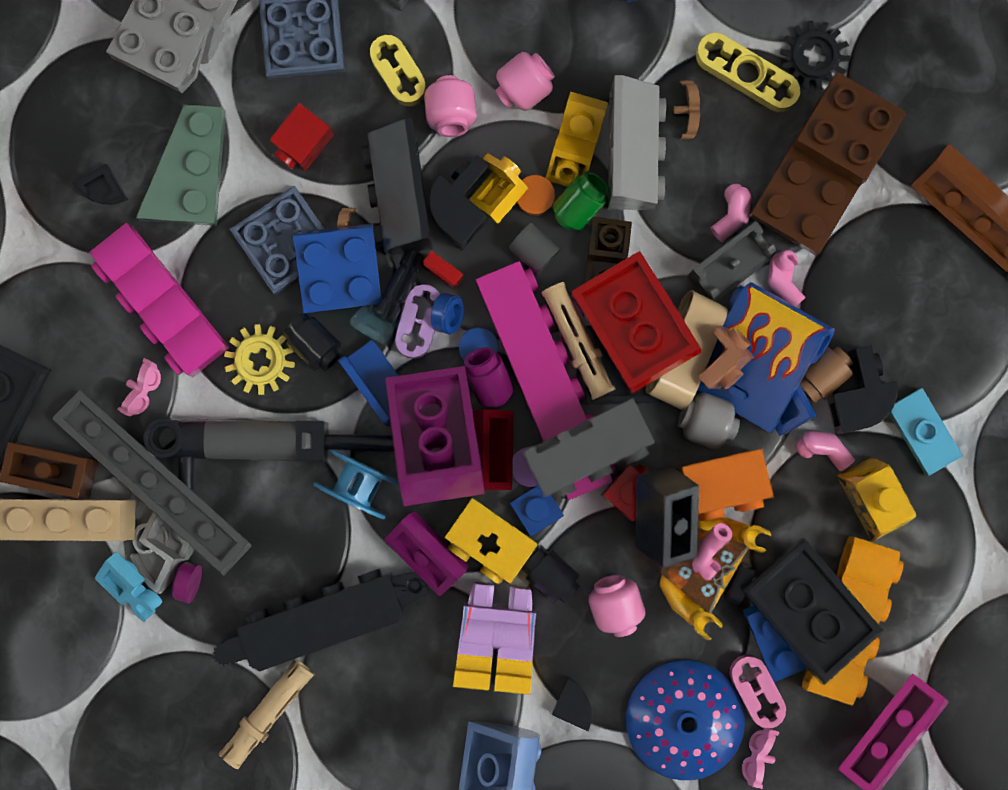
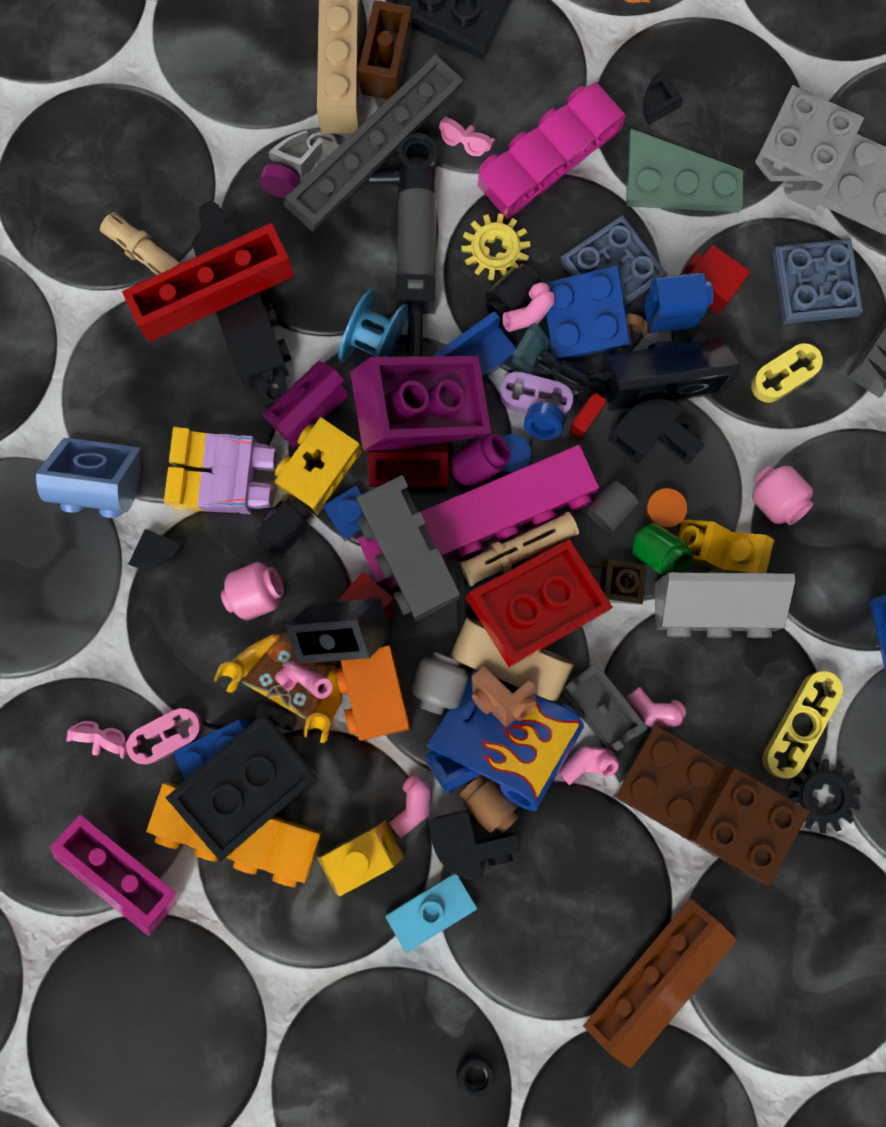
camera: 90 degrees right, 5 degrees down
(125, 585) = (279, 124): medium azure plate -> none
(310, 649) = (208, 283): none -> red brick
(330, 177) = (677, 302): none -> blue brick
(339, 324) = (535, 311): none -> bright pink arm
(450, 106) = (753, 421): bright pink head -> none
(500, 189) = (670, 472): yellow bracket -> none
(666, 698) = (164, 668): blue dish -> none
(692, 109) = (760, 667): medium nougat piece -> none

